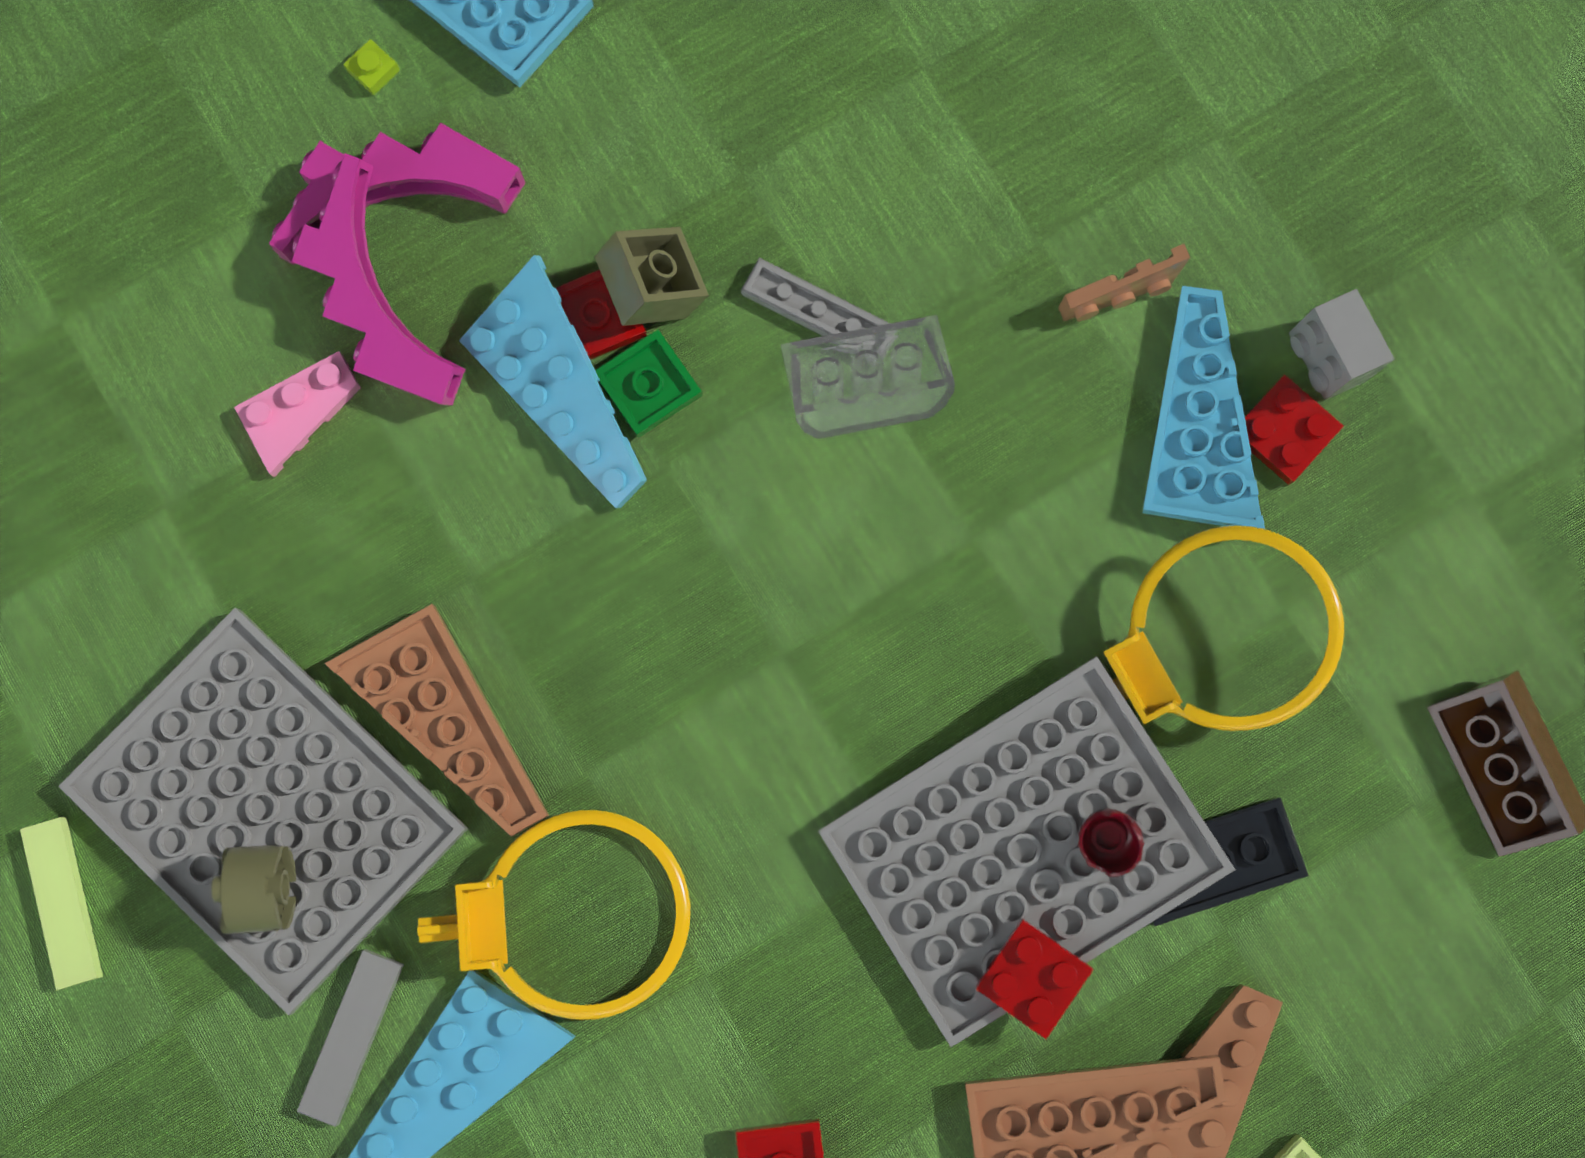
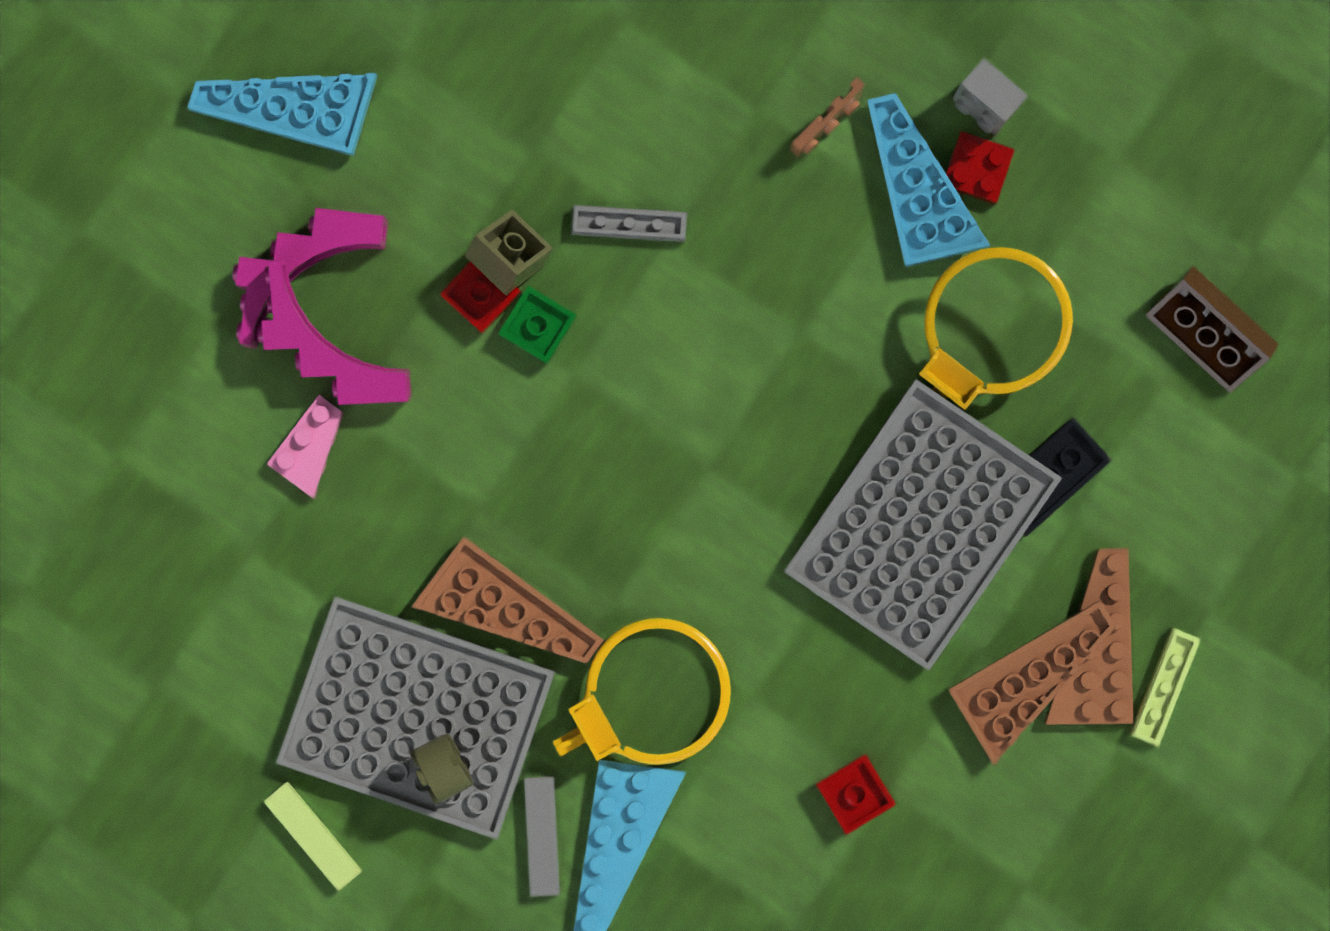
camera: 20 degrees left, 5 degrees up
(372, 67) = (244, 186): lime plate -> none
(547, 371) = (466, 346): medium azure wing -> none
(868, 377) = (685, 257): clear windscreen -> none
(1034, 978) = (963, 603): red plate -> none
(1111, 842) = (975, 495): dark red hair -> none

